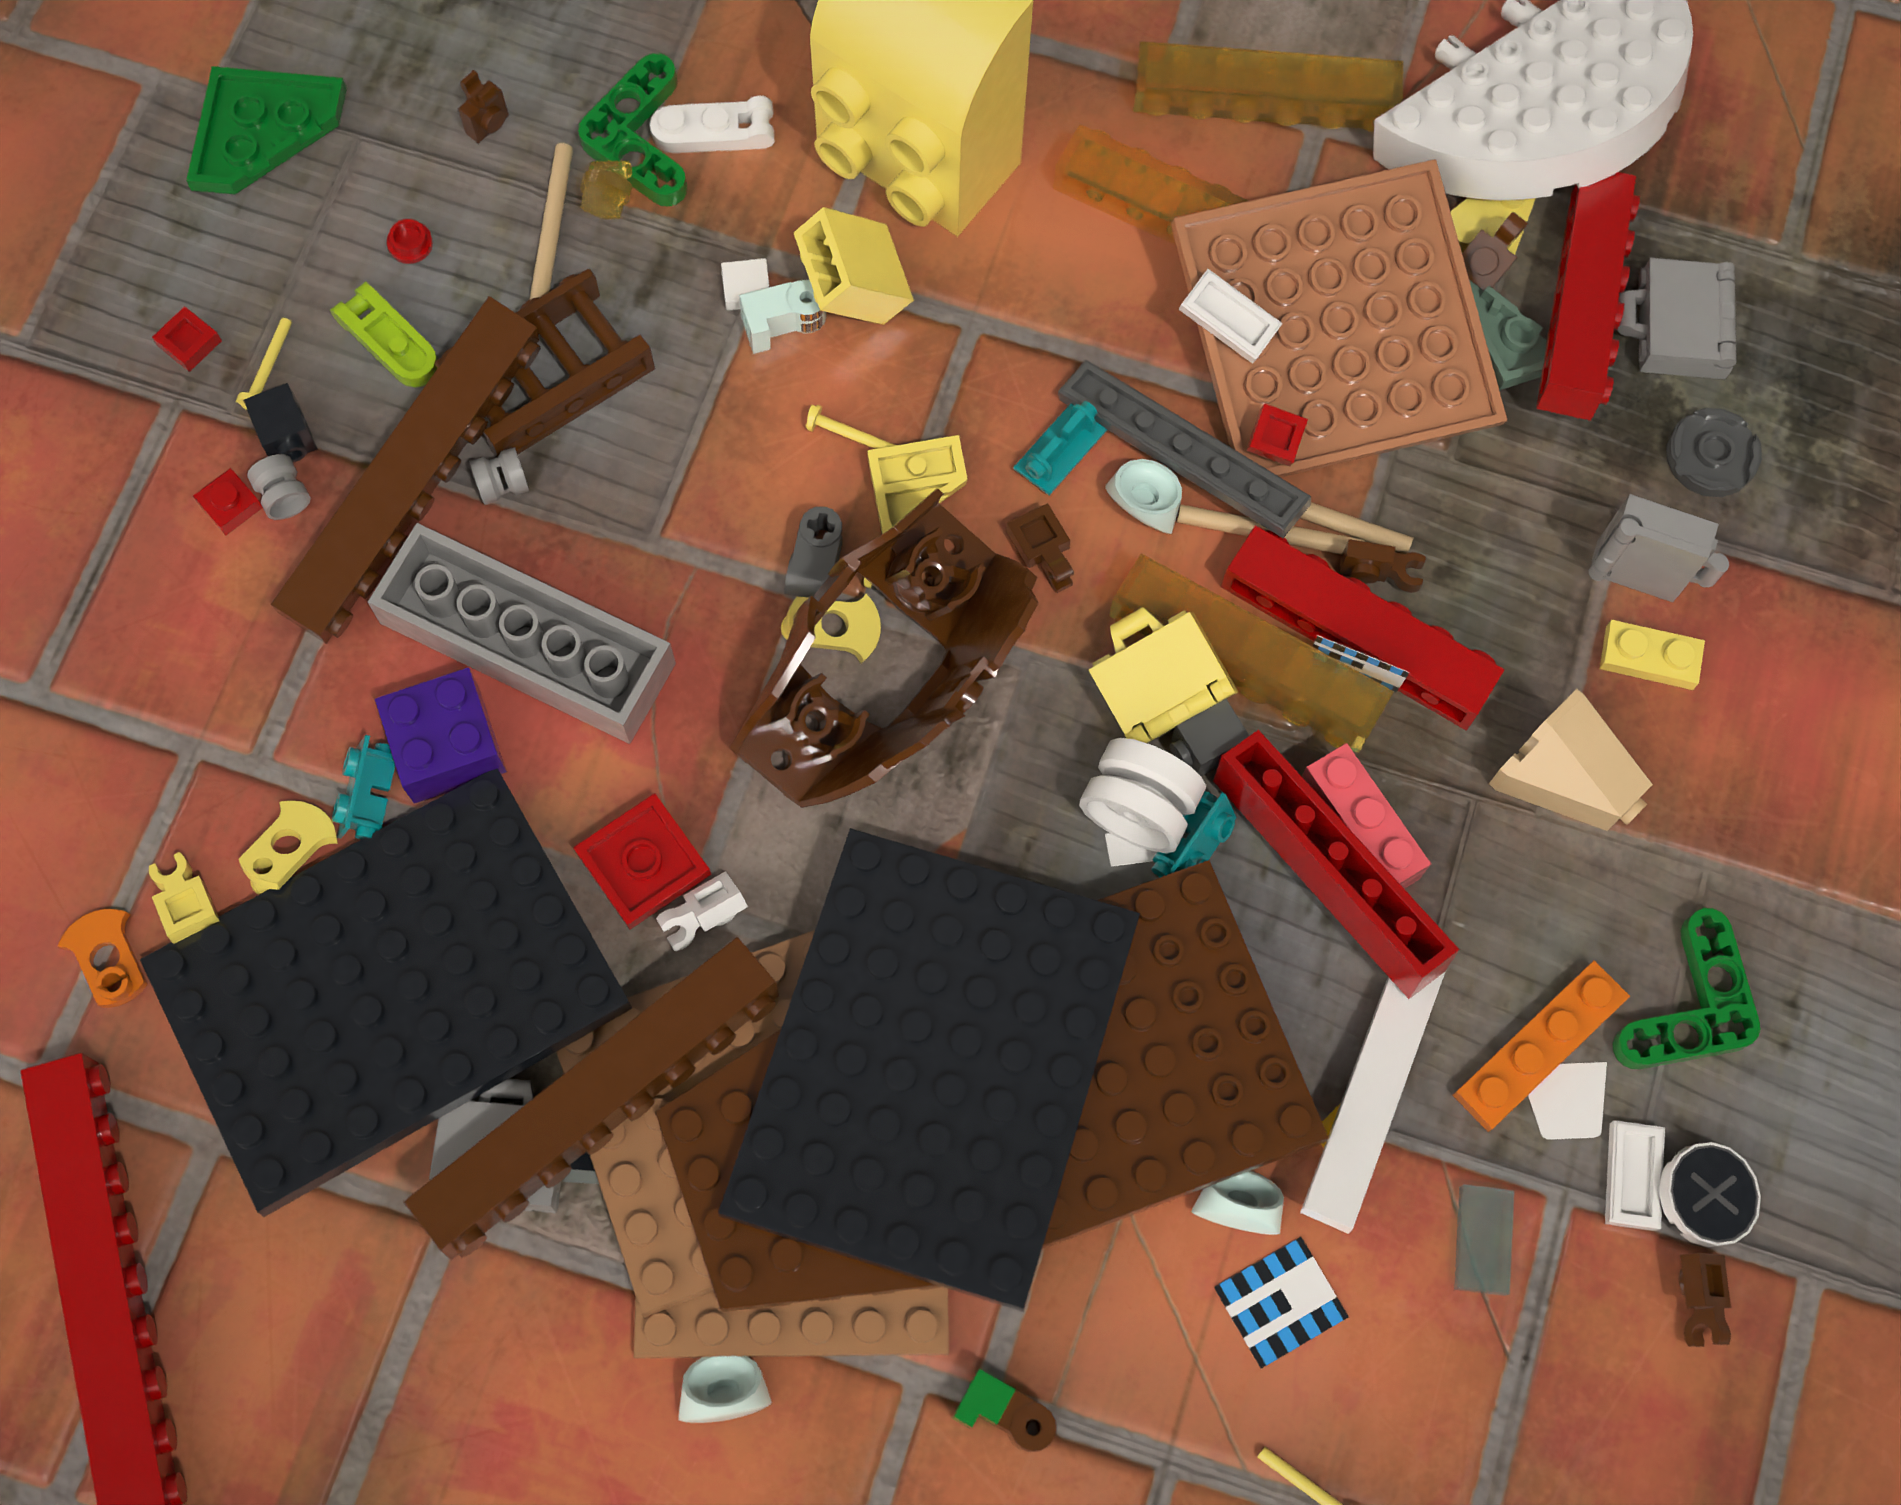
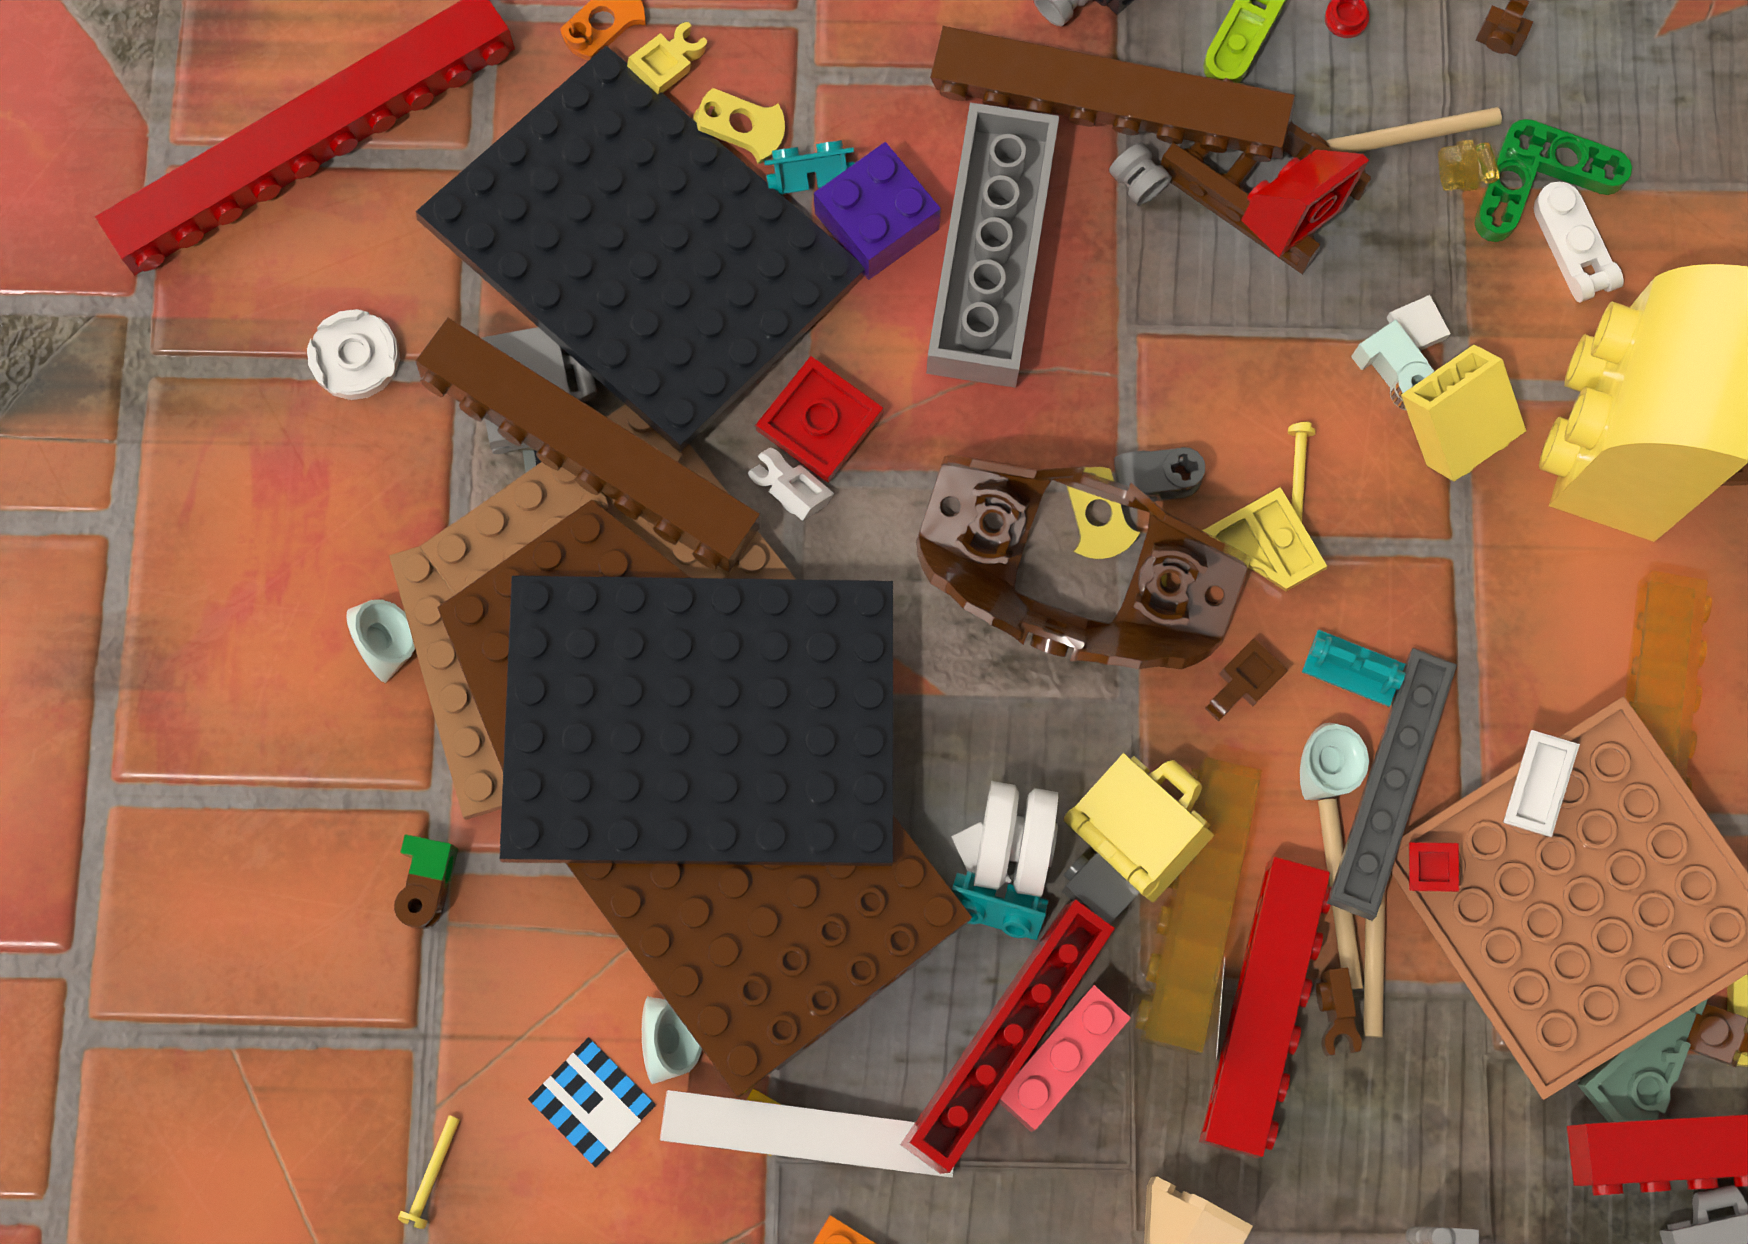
camera: 75 degrees right, 5 degrees up
(387, 1353) = (353, 354): none -> white tile
(591, 327) = (1302, 197): none -> red slope

